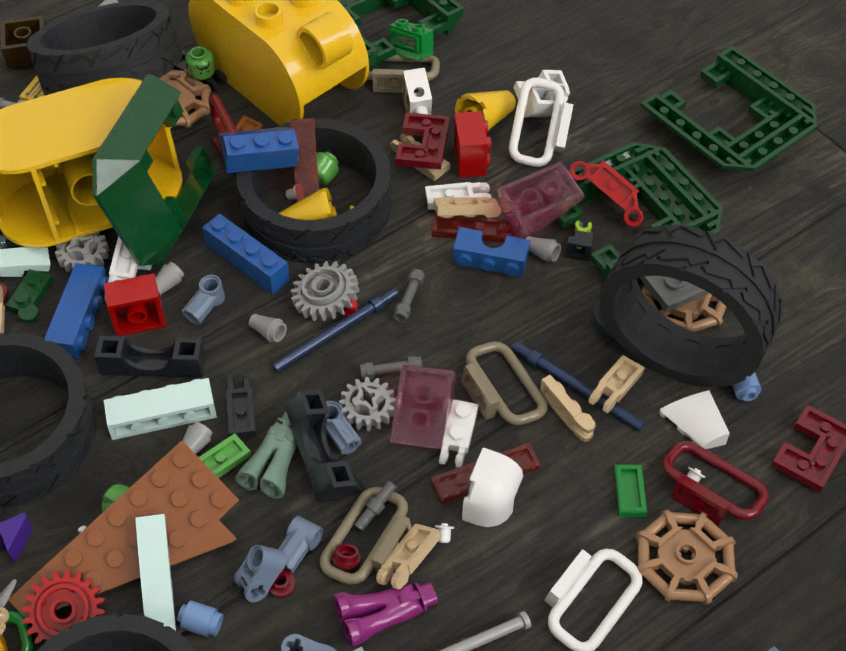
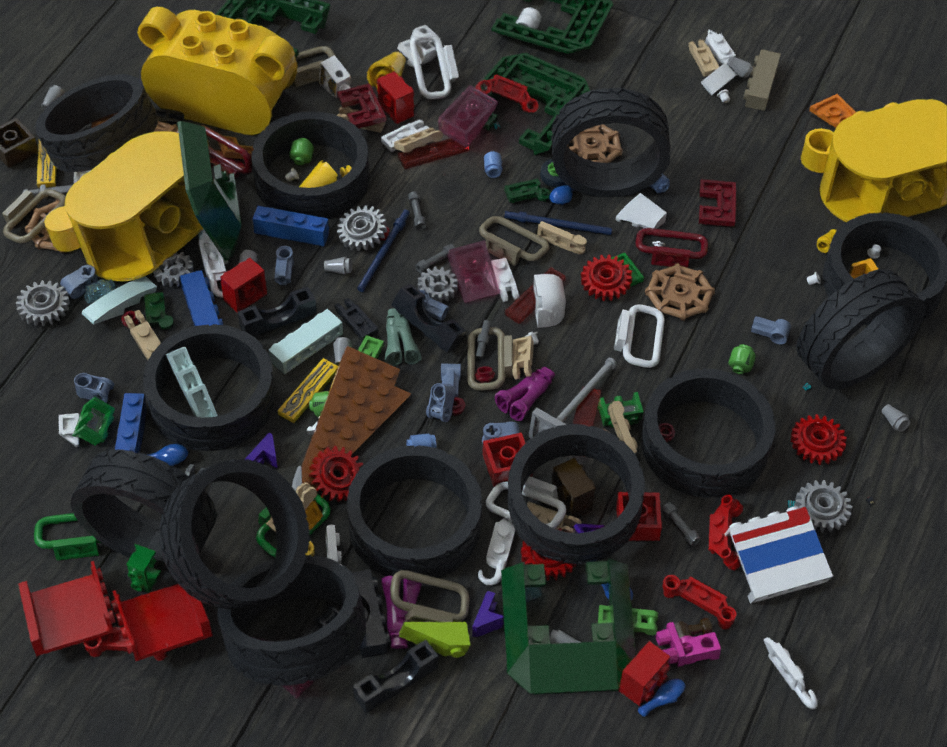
camera: 30 degrees left, 0 degrees up
(126, 471) = (313, 383): none -> yellow tile
(155, 569) = (375, 423): light aqua slope -> none
(200, 63) = (165, 109): bright green head -> none
(259, 149) = (264, 149): blue slope -> none
(307, 169) = (293, 148): clear red tile -> none
(411, 39) = (305, 39): green window -> none
(506, 259) = (440, 167): blue arch -> none
(539, 273) = (493, 164): none -> medium blue brick
(545, 248) = (483, 147): light grey cone -> none
(562, 325) = (526, 190): none -> dark green hinge
(580, 244) = (507, 135): black piece -> none
(602, 349) = (561, 194): none -> blue piece
(607, 502) = (617, 280): none -> red gear
(617, 382) = (583, 210): tan hinge -> none
(672, 292) = (587, 140): dark grey plate -> none
(698, 108) = (529, 18): none -> white wheel

